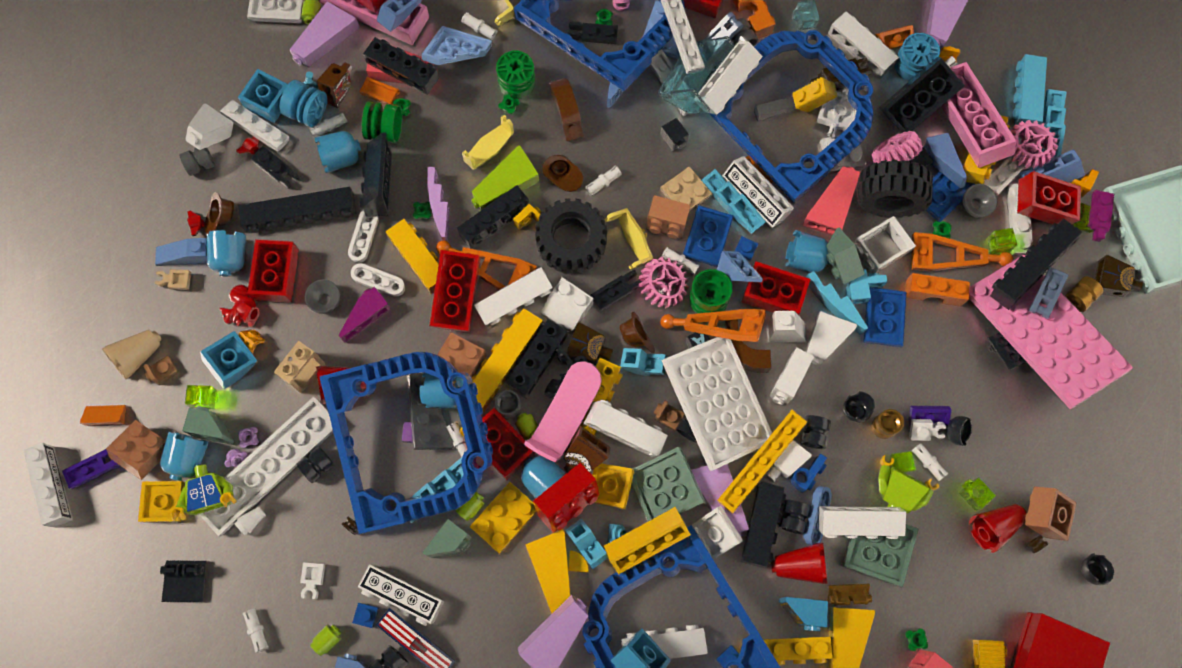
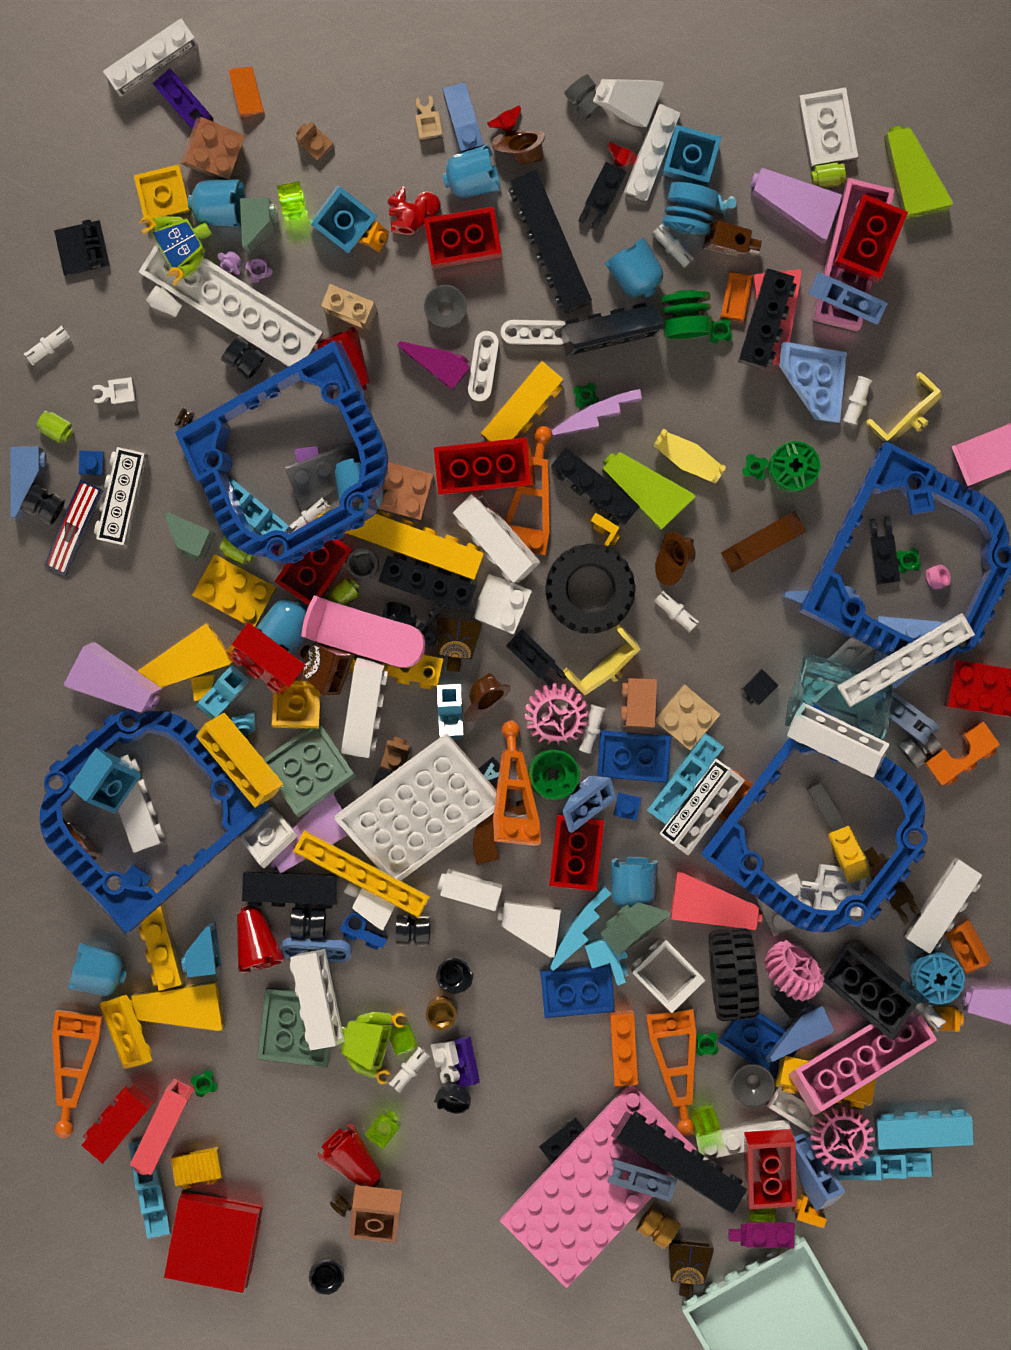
camera: 75 degrees right, 15 degrees up
(132, 351) = (326, 102): tan cone -> none
(786, 327) = (530, 876): white slope -> none
(806, 15) = (971, 823): clear light blue brick -> none
(849, 592) = (233, 990): pearl gold hinge -> none

